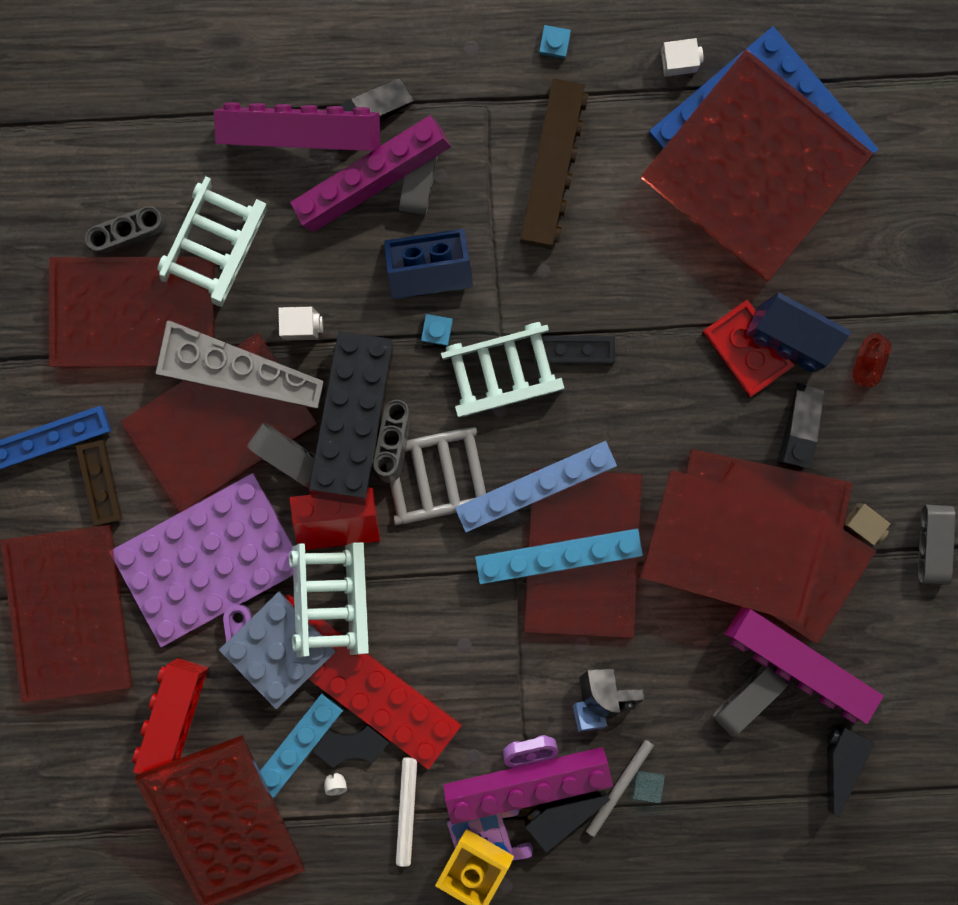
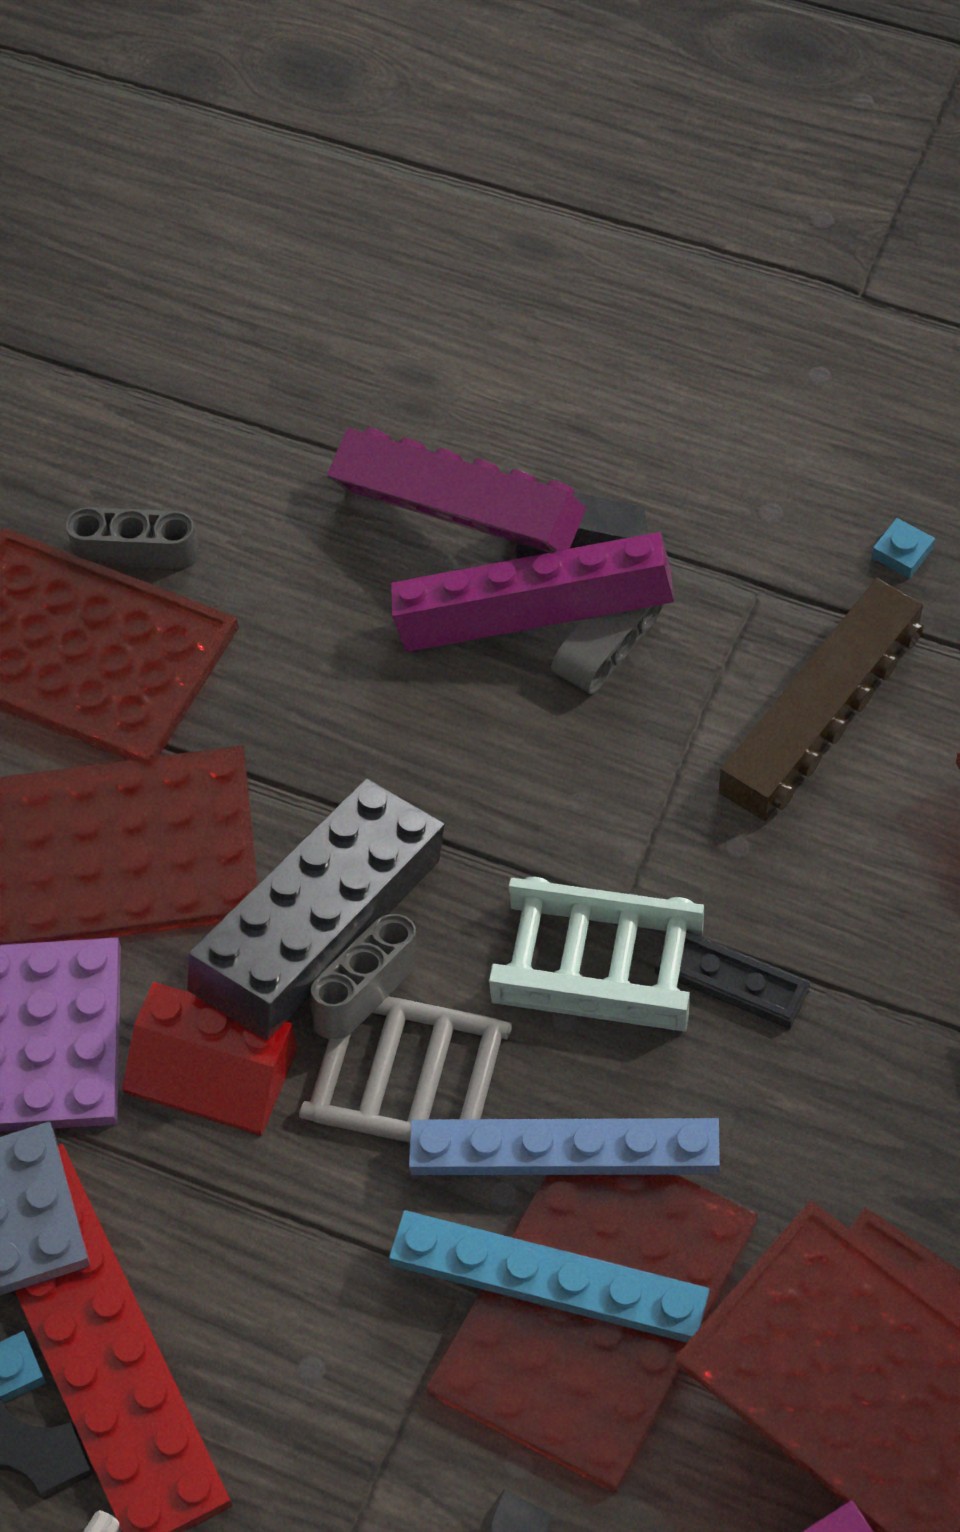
camera: 30 degrees right, 30 degrees down
(211, 362) = (154, 751): light grey wing -> none
(229, 263) = (255, 632): light aqua fence -> none
(283, 453) = (174, 908): dark grey beam -> none
(300, 323) = (312, 748): white brick -> none
(352, 585) = (150, 1209): light aqua fence -> none
(428, 263) = (556, 758): dark blue slope -> none
(437, 330) = (523, 855): dark azure plate -> none

